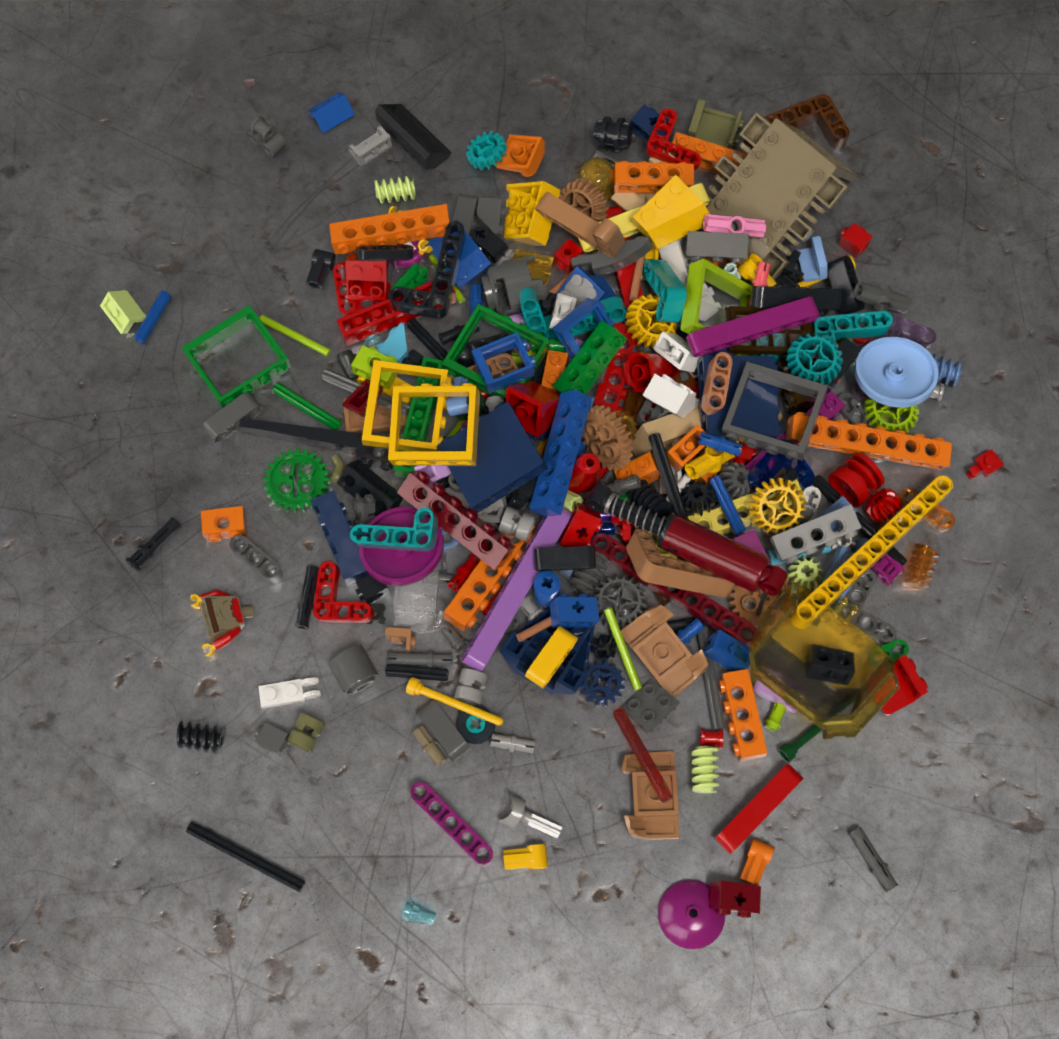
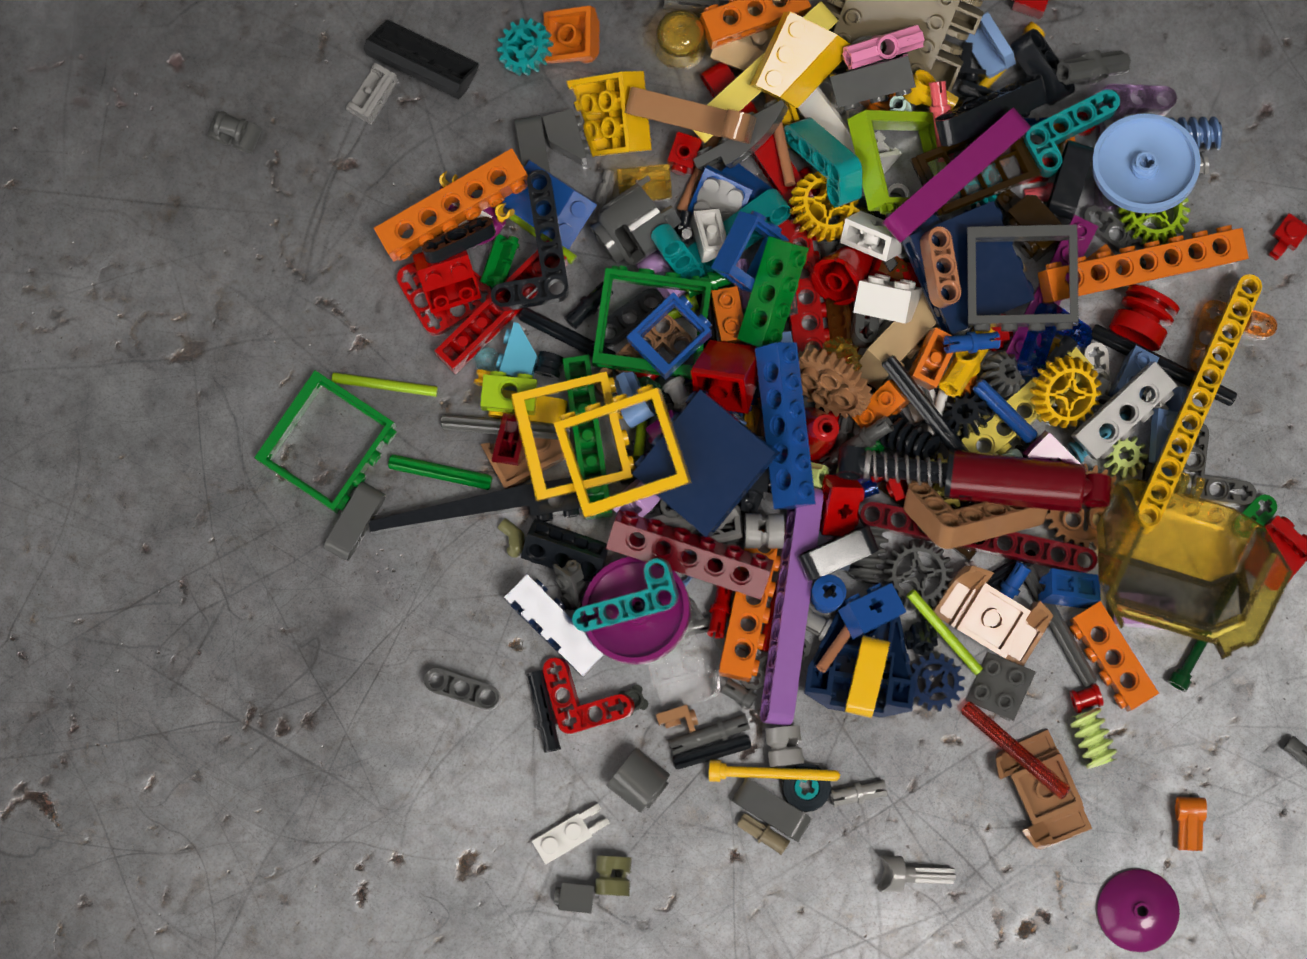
camera: 20 degrees left, 10 degrees up
(122, 310) = (154, 434): yellowish green panel -> none
(146, 551) = (340, 685): black pin -> none
(152, 317) = (195, 427): blue axle -> none
(200, 738) = (491, 929): black piece -> none
(213, 519) = (388, 660): orange brick -> none
(222, 617) = (453, 775): torso -> none
(276, 480) = (447, 580): green gear -> none
(321, 263) = (379, 278): black piece -> none
(331, 111) = (301, 63): blue panel -> none
(345, 360) = (469, 398): pearl dark grey cone -> none
(370, 589) = (615, 674): black brick -> none
(395, 190) = (430, 143): yellowish green piece -> none
(447, 814) = (837, 925): magenta beam -> none
(475, 297) = (592, 256): blue axle -> none
(489, 244) = (581, 175): black piece -> none
(531, 857) = (932, 918): yellow piece -> none
(584, 193) = (681, 74): medium nougat gear -> none
(746, 895) = (1182, 875): dark red brick -> none
(759, 808) = (1171, 759): red beam -> none
(775, 717) = (1150, 644): lime pin -> none
(800, 352) = (1056, 189): teal gear -> none
(830, 665) = (1194, 560): black brick -> none
(883, 505) = (1186, 337): red gear -> none
(884, 566) = (1220, 415): magenta piece -> none
(920, 567) = (1257, 396): clear orange piece -> none

